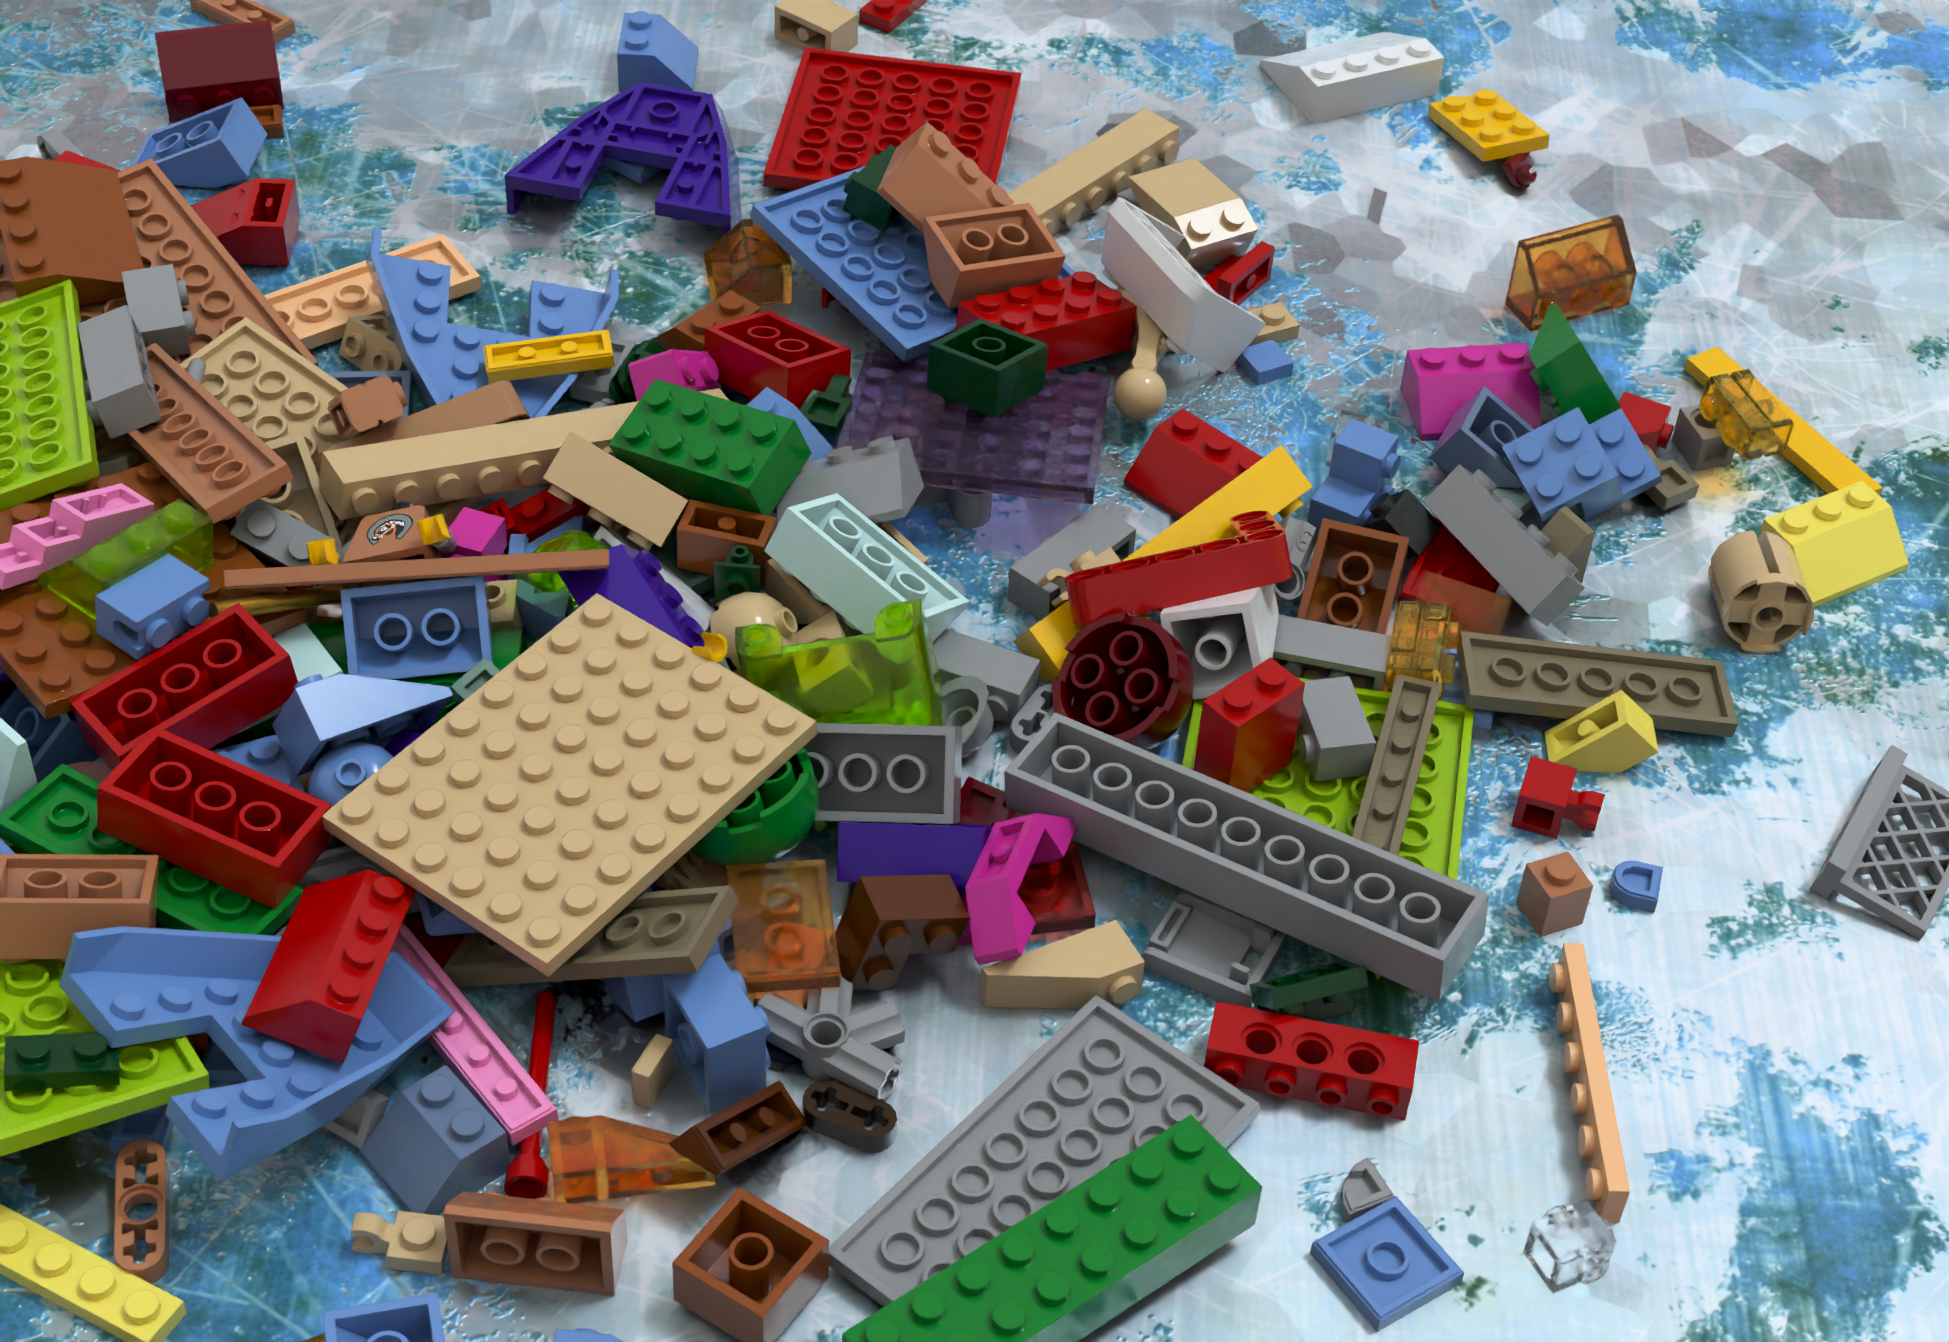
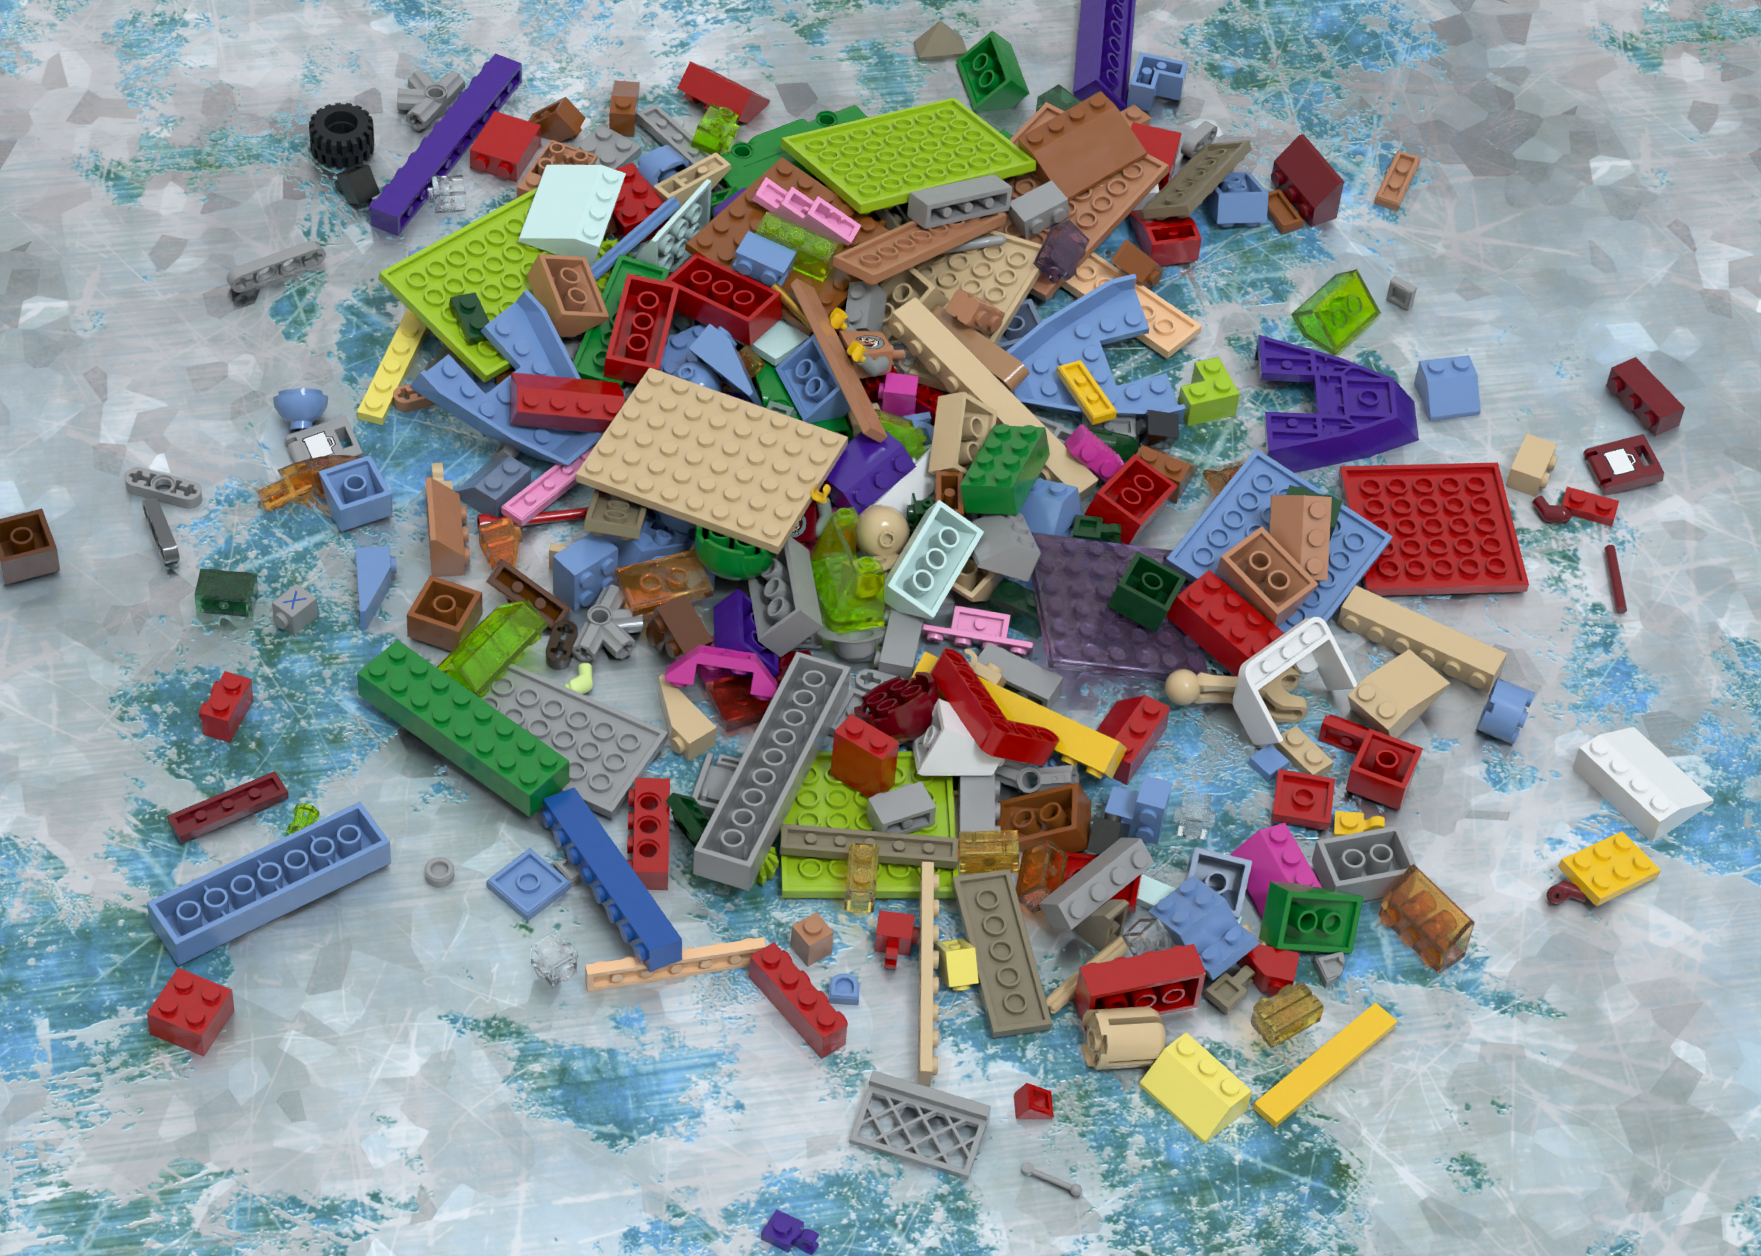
camera: 75 degrees right, 5 degrees up
(199, 166) = (1196, 180): none -> dark tan plate
(269, 306) = (1061, 251): none -> clear purple brick
(302, 256) = (1134, 261): none -> dark orange slope
(464, 53) = (1401, 293): none -> light grey tile
(468, 114) = (1337, 311): none -> clear neon green slope
(573, 251) = (1210, 394): none -> lime brick
(634, 313) = (1158, 429): none -> black brick
(872, 1205) = (494, 646): none -> clear neon green slope
(896, 35) = (1551, 513): none -> dark red arm
(940, 1097) = (584, 681): none -> yellowish green arm
(942, 524) = (1018, 603): none -> clear green brick
(976, 575) = (978, 628): none -> bright pink bracket
(1019, 15) = (1615, 578): none -> dark red bar
(1237, 134) = (1505, 711): none -> medium blue brick
(1317, 252) = (1384, 769): none -> red slope
(1341, 342) = (1303, 799): none -> red plate
(1389, 315) = (1354, 822): none -> yellow plate
(1435, 1116) = (612, 880): none -> blue brick
(1463, 797) = (861, 878): none -> clear yellow brick
(1474, 299) = (1363, 861): none -> light grey brick
(1601, 520) = (1146, 936): none -> clear brick
(1620, 384) = (1330, 968): none -> light grey tile
(1627, 616) = (1066, 990): none -> tan axle
(1639, 770) = (927, 983): none -> tan plate
(1675, 933) = (798, 1000): none -> red brick
(1677, 551) = (1160, 979): none -> red brick
(1849, 720) = (1033, 1103): none -> red slope

